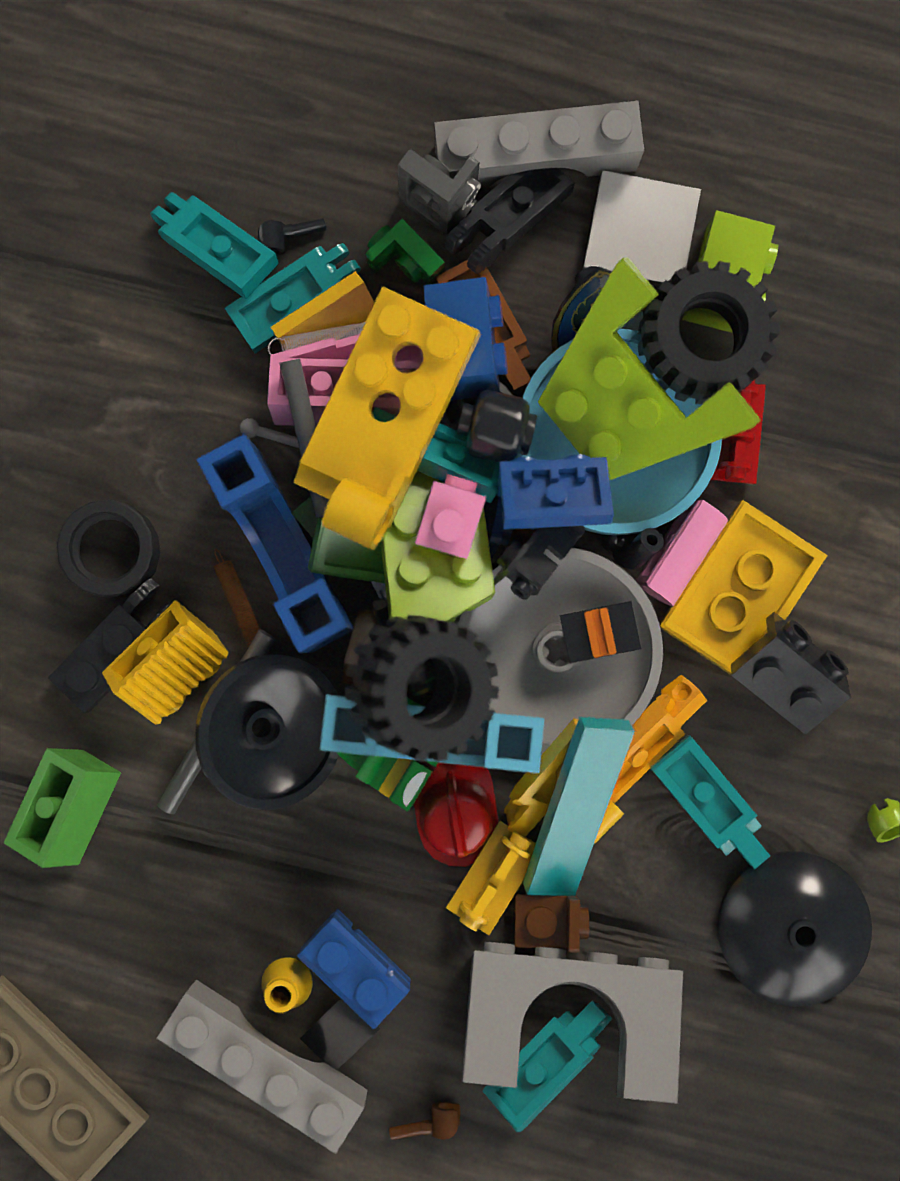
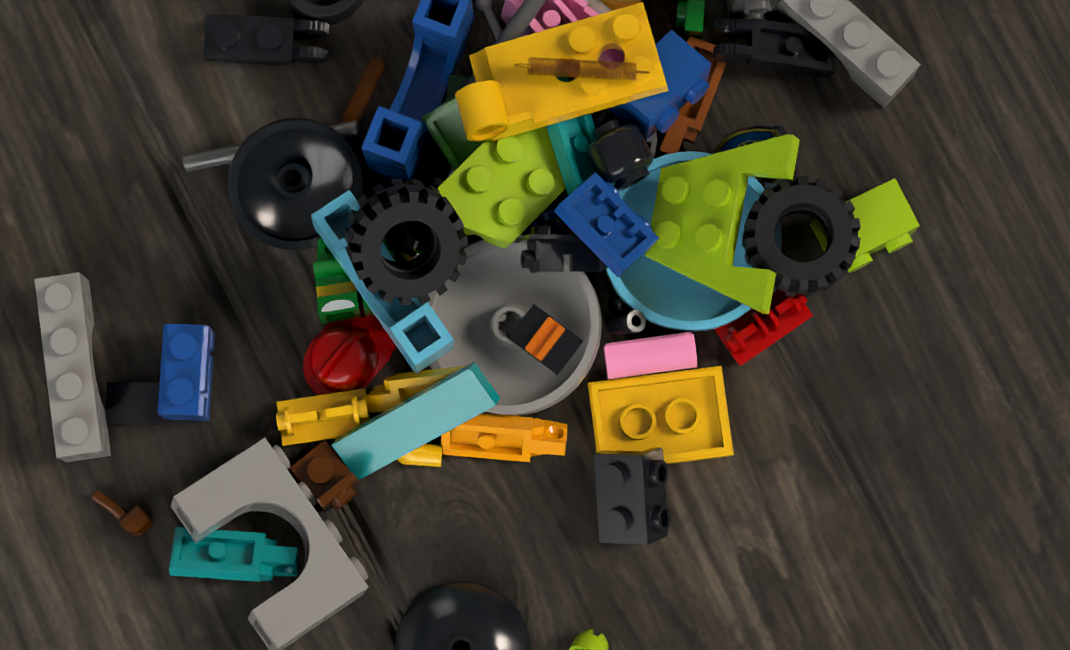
camera: 55 degrees right, 5 degrees down
(62, 807) = (131, 93): bright green brick -> none
(165, 663) = (281, 80): yellow brick -> none
(292, 975) = (145, 344): yellow cone -> none
(397, 394) = (575, 72): none -> dark orange piece
(451, 516) = (533, 172): bright pink bracket -> none
(644, 222) = (846, 142): white tile -> none
(710, 800) = (499, 515): teal hinge -> none

